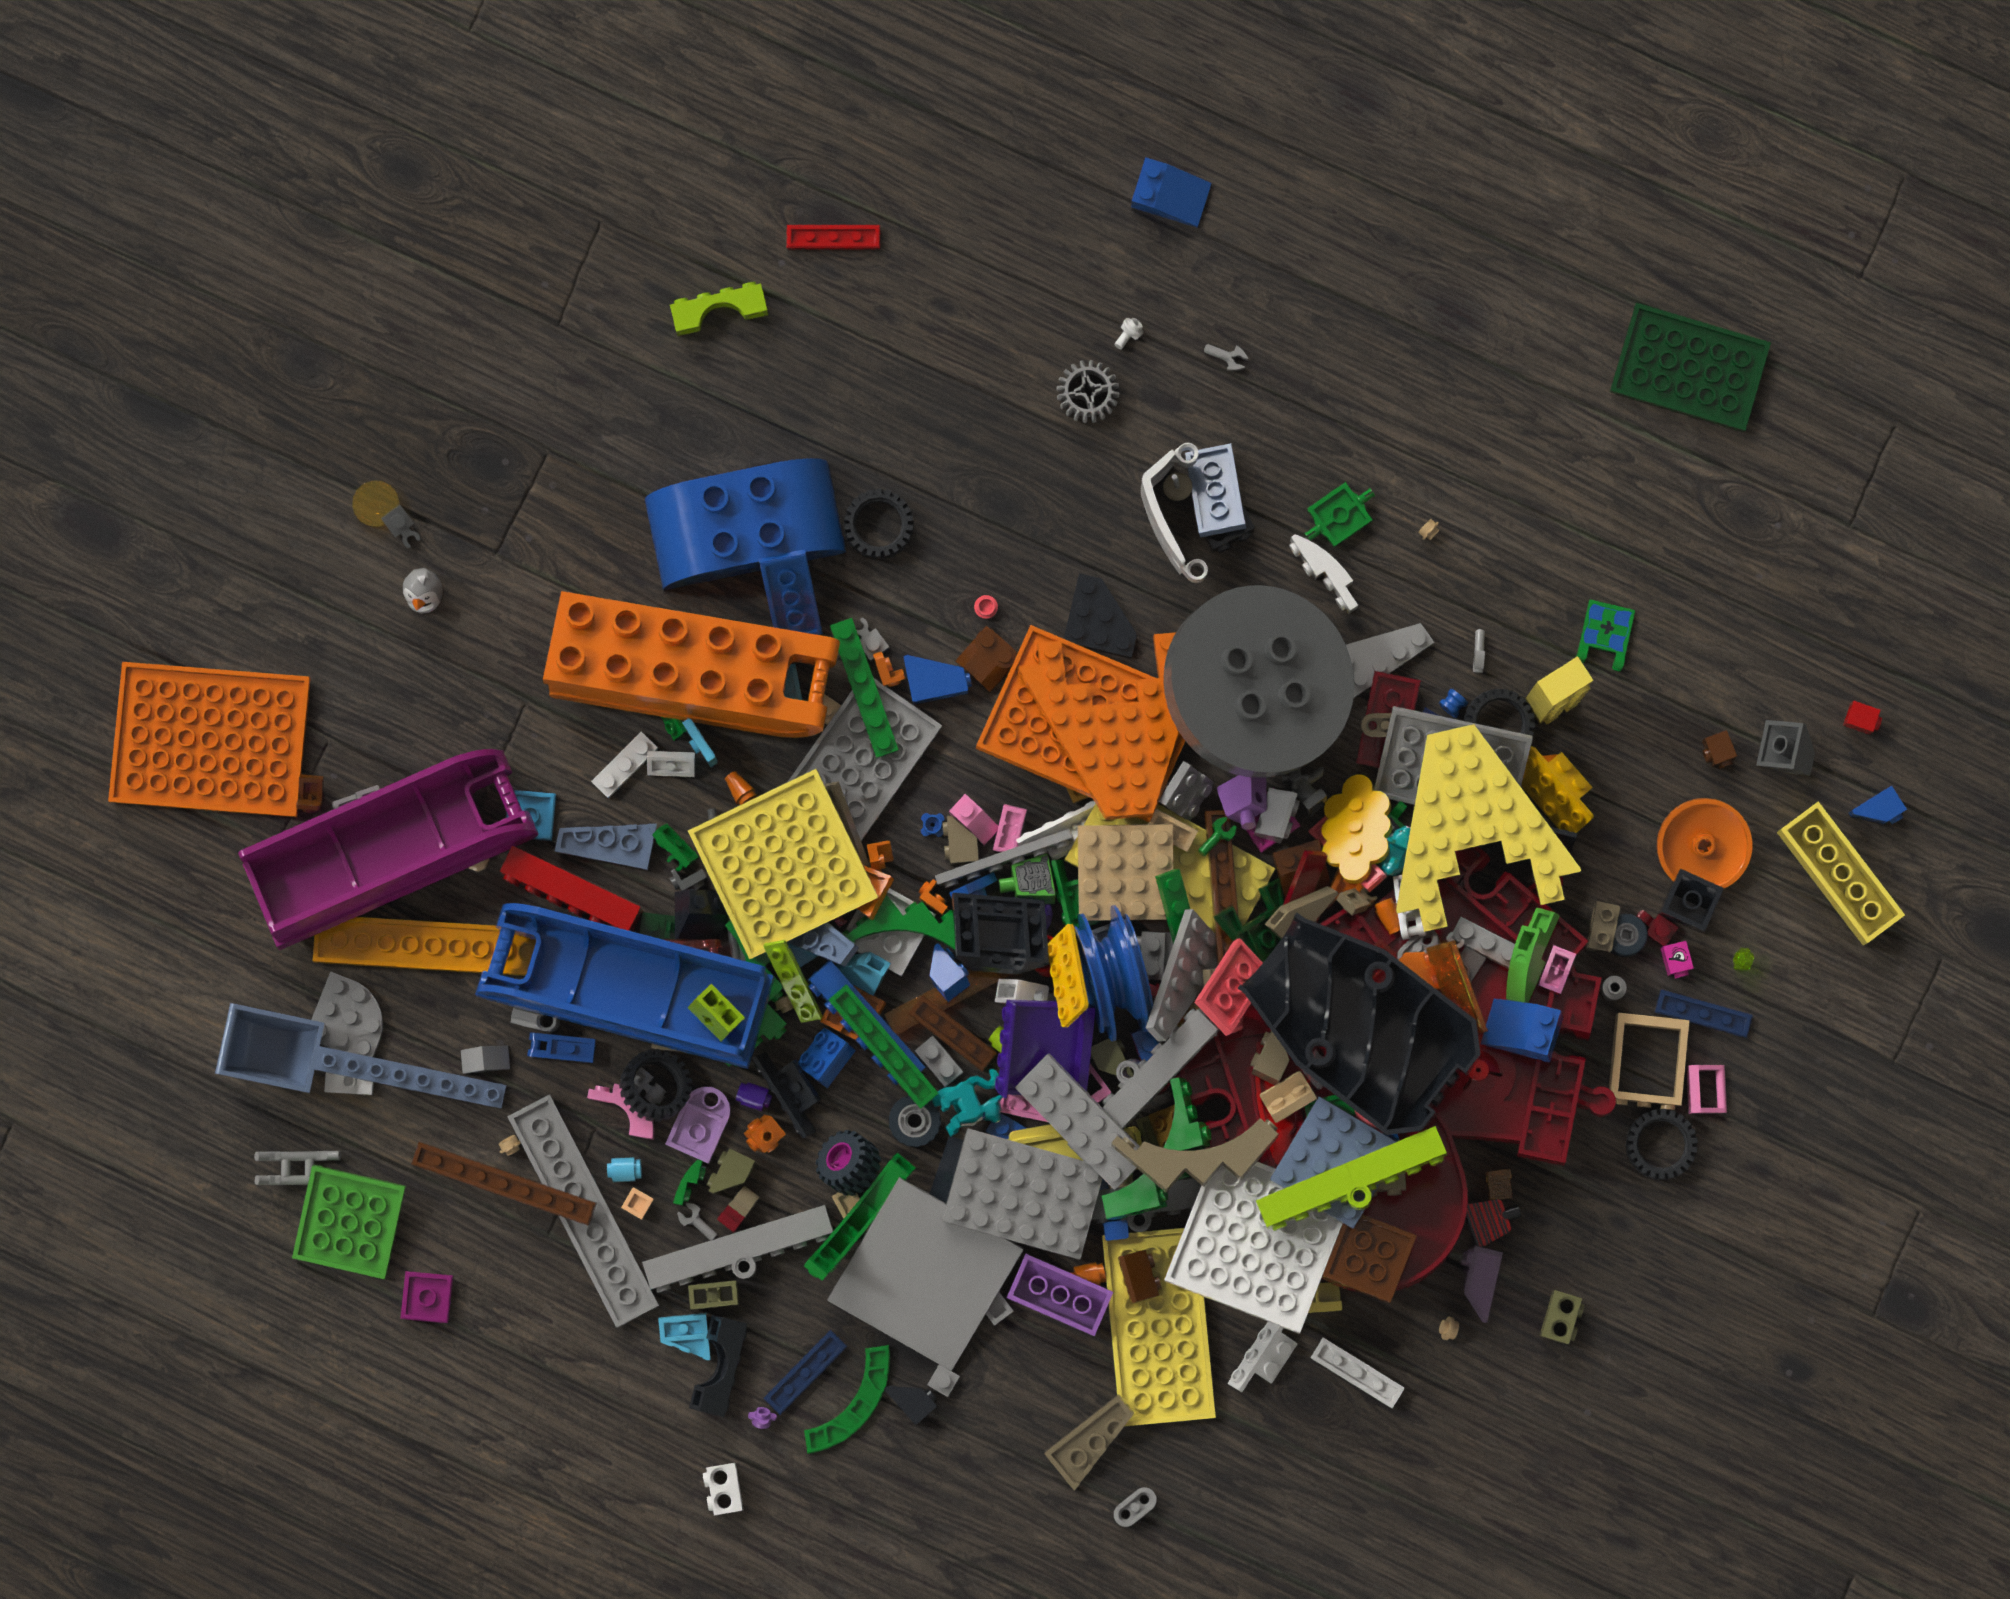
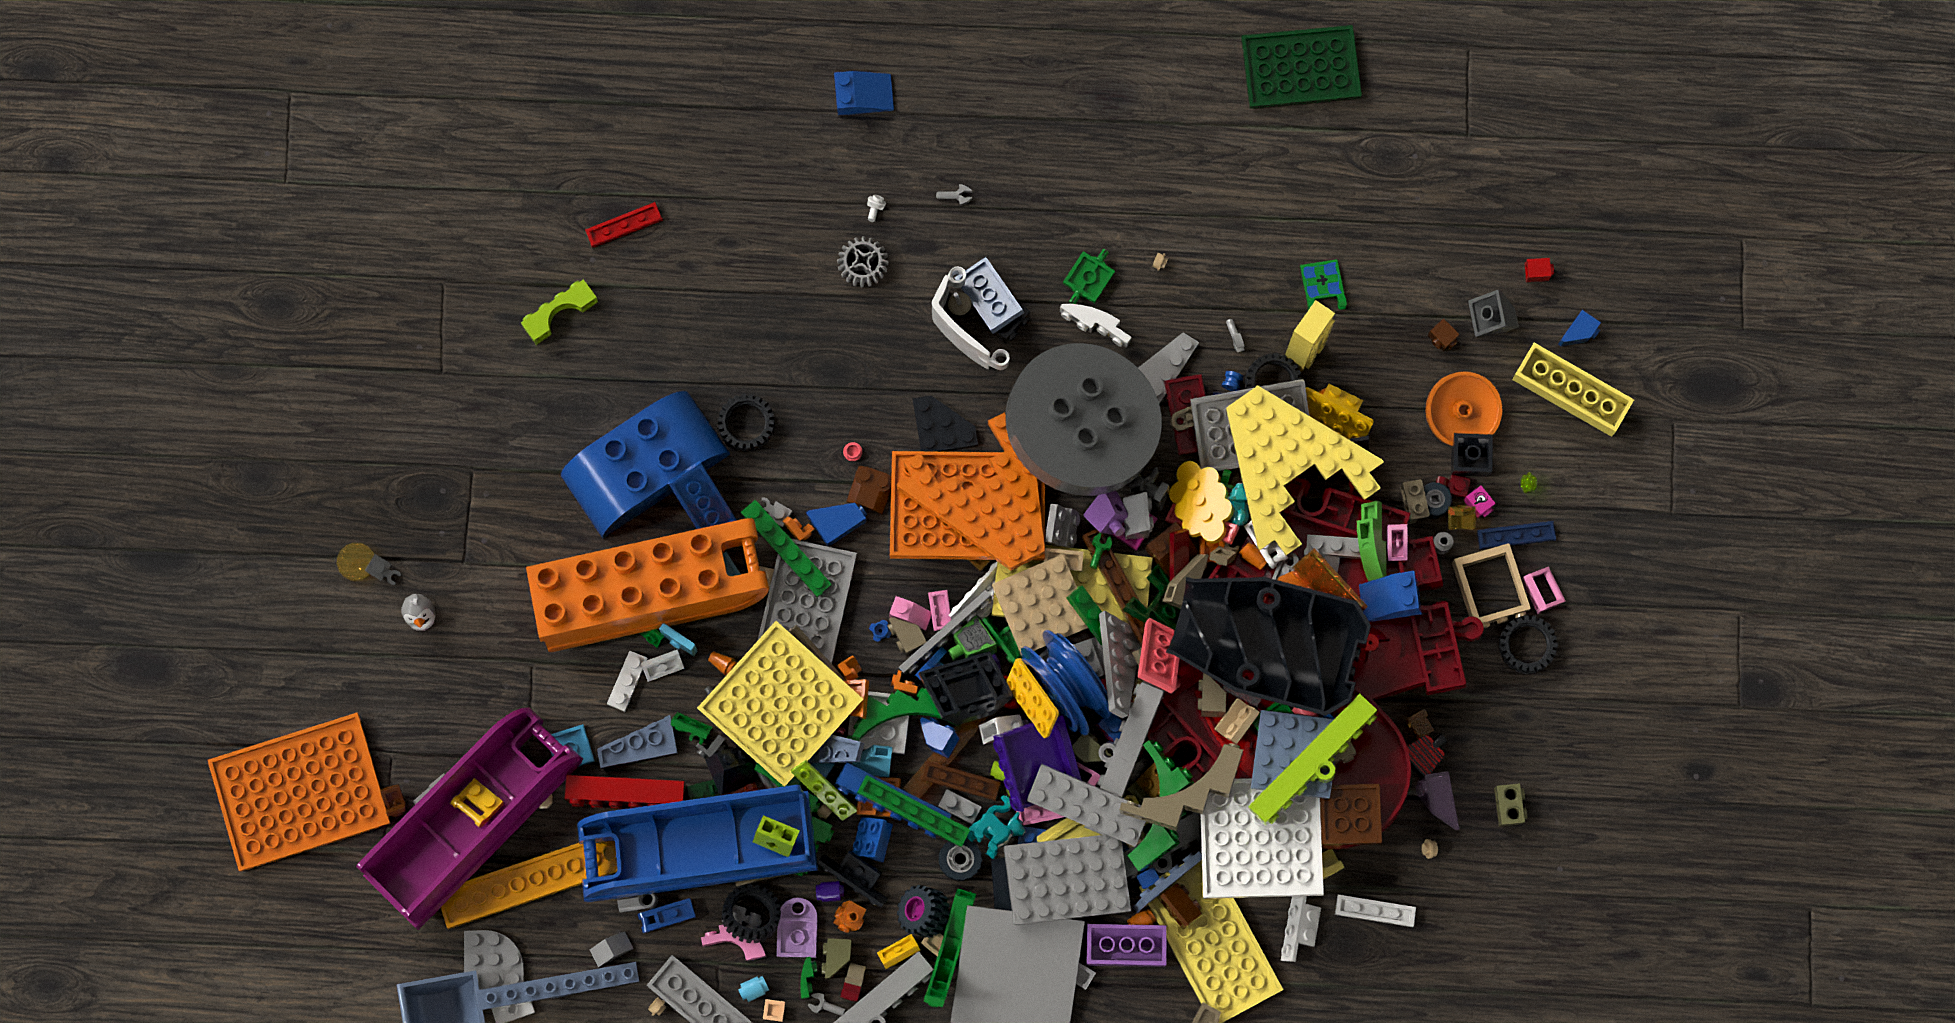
camera: 25 degrees left, 5 degrees down
(407, 831) = (481, 798): none -> yellow plate
(803, 1195) = (898, 951): none -> yellow plate
(1129, 1244) = (1162, 883): none -> sand blue wing
(1648, 967) = (1461, 517): none -> clear yellow panel

